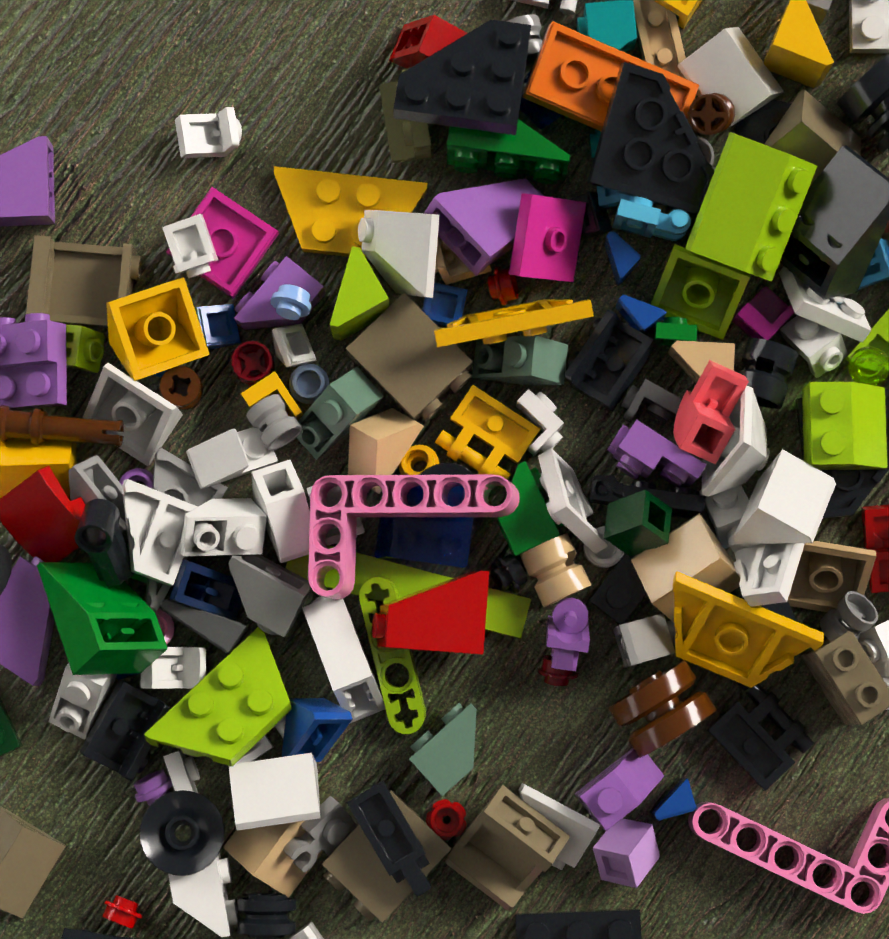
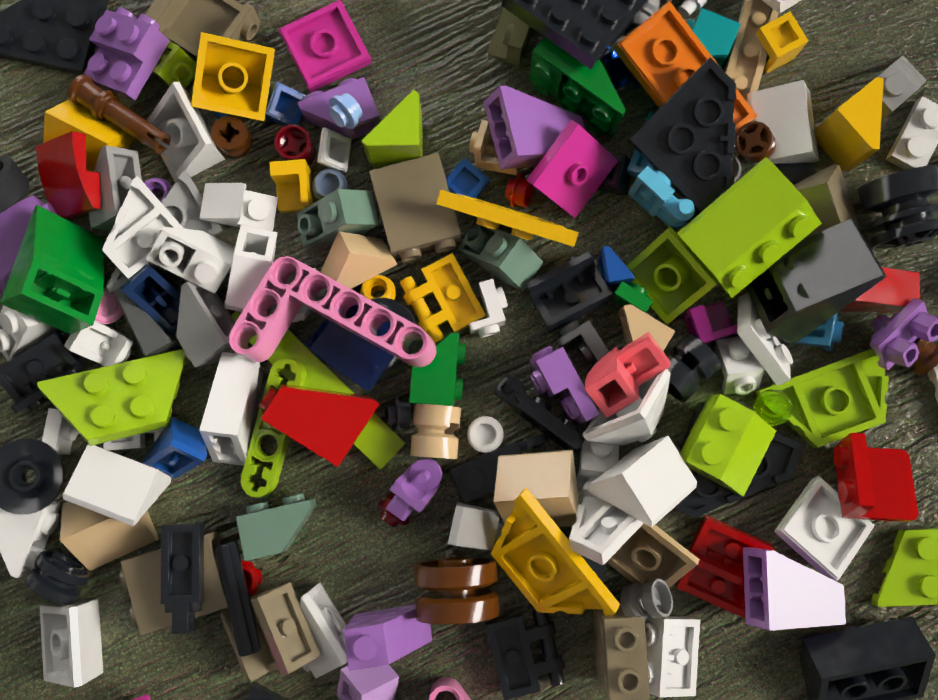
camera: 30 degrees right, 0 degrees up
(103, 541) = (90, 208): black piece -> none
(152, 787) = (31, 427): medium lavender plate -> none
(190, 246) = (295, 30): white bracket -> none
(273, 420) = (283, 198): light grey wheel -> none
(320, 835) = (140, 538): light grey plate -> none
(330, 205) = (434, 70): yellow wing -> none
(402, 248) = (454, 115): white slope -> none
(456, 835) = (238, 599): none -> black axle
(567, 500) = (474, 382): white wing -> none
(621, 256) = (623, 217): blue slope -> none
(638, 523) = (519, 430): dark green brick -> none
(676, 802) = (427, 668): blue slope -> none

